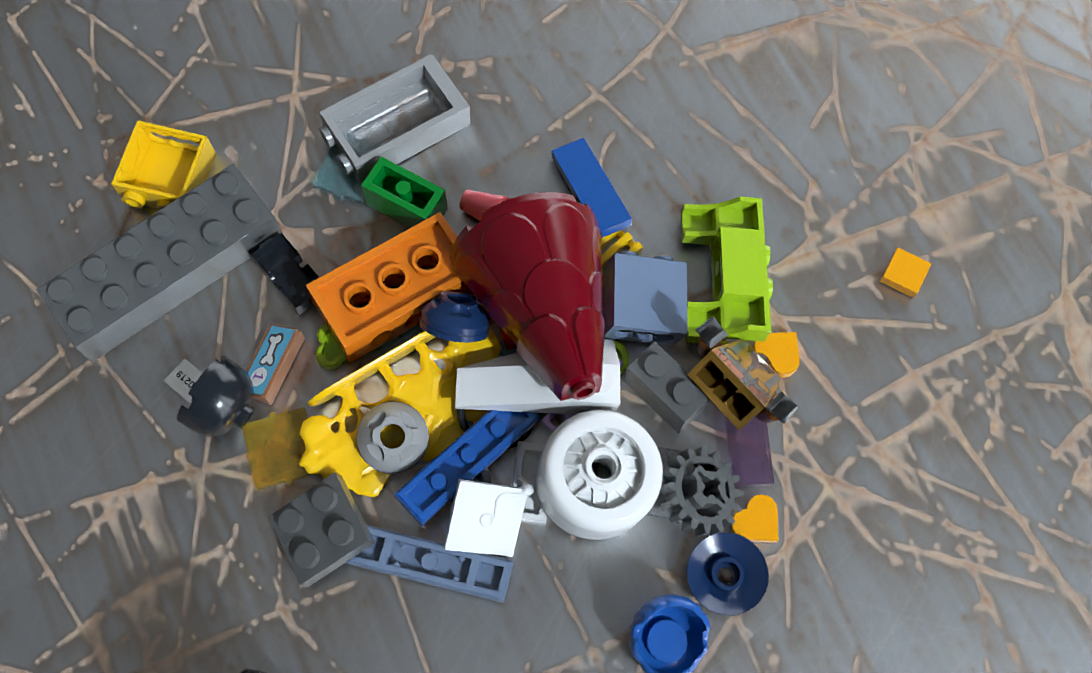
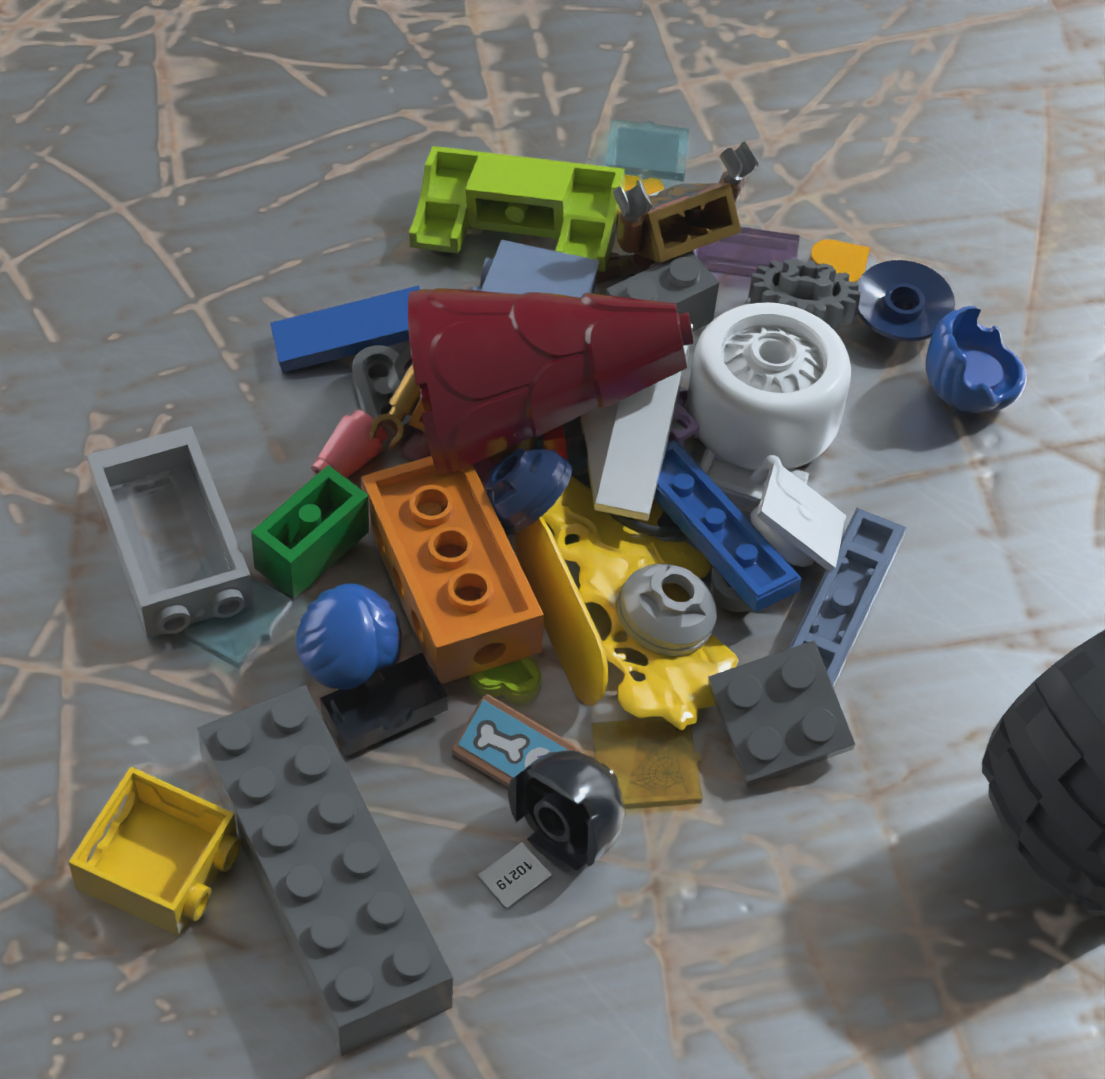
camera: 80 degrees left, 15 degrees down
(325, 237) = (348, 636): none -> blue piece
(826, 355) = (648, 150): none -> clear light blue piece
(905, 272) = (555, 54): light orange tile -> none

